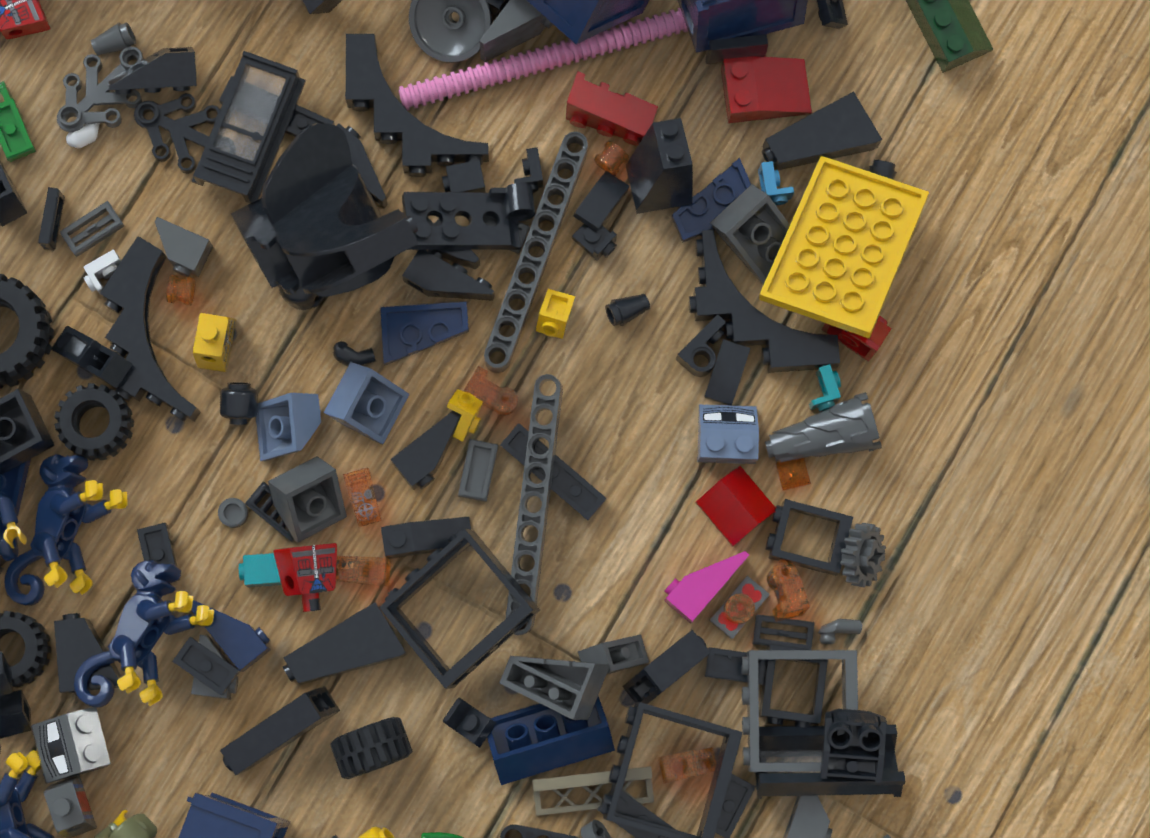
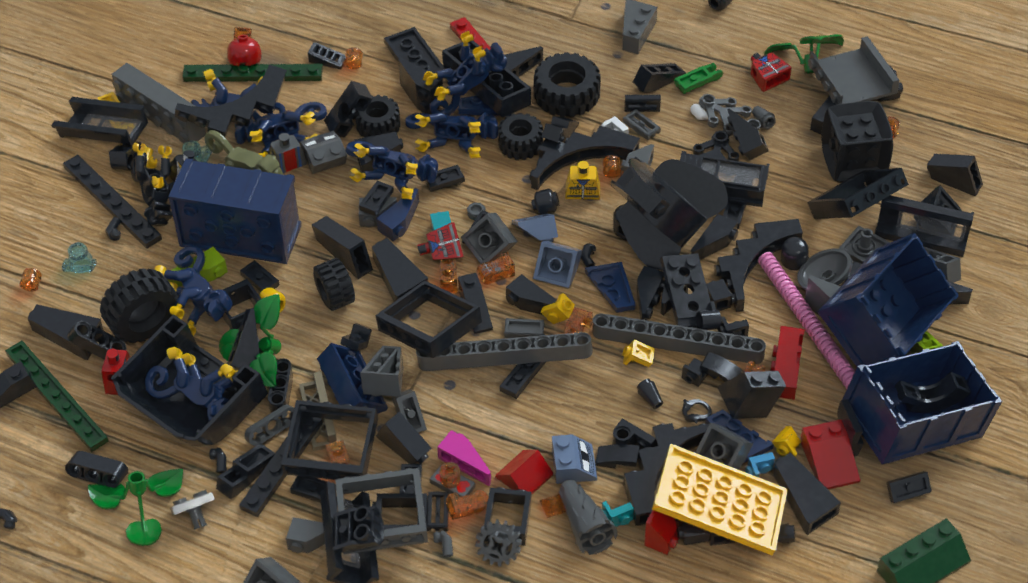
camera: 90 degrees right, 30 degrees down
(404, 55) = (794, 253): none -> black helmet
(653, 259) = (695, 417): none -> black piece
(738, 141) = (786, 442): none -> yellow bracket

